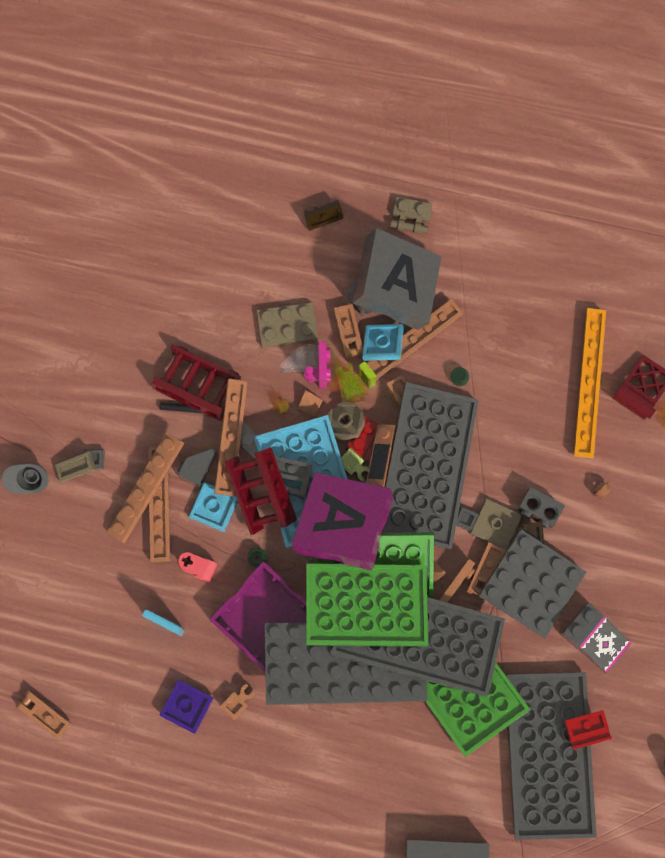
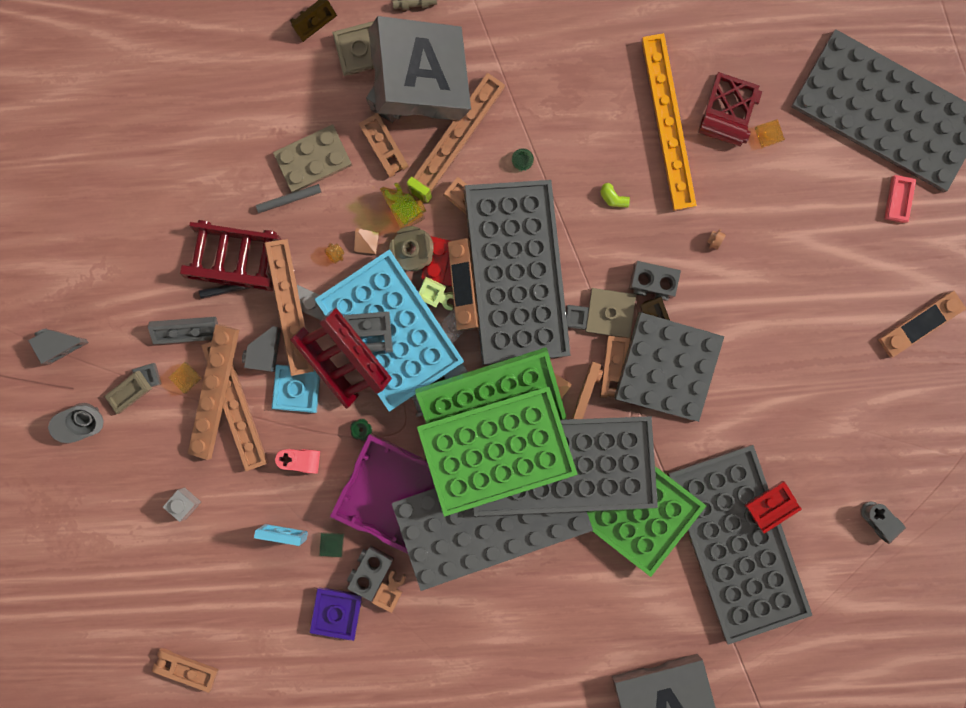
camera: 20 degrees left, 10 degrees up
(28, 410) = (54, 345): none -> dark grey slope
(88, 572) = (182, 504): none -> light grey brick
(125, 469) = (185, 377): none -> clear yellow plate
(137, 430) = (182, 330): none -> dark grey plate
(201, 646) = (331, 544): none -> clear green plate
(230, 684) = (373, 574): none -> dark grey brick
(257, 350) = (289, 198): none -> dark grey bar
(300, 359) = (342, 195): clear slope -> none
(323, 373) = (369, 203): dark pink plate -> none
(343, 521) = (442, 366): magenta tile -> none
(349, 248) = (354, 48): none -> dark tan plate
(383, 342) = (425, 146): medium azure tile -> none
(524, 429) = (611, 197): none -> lime arm
(596, 637) = (753, 403): dark grey slope -> none

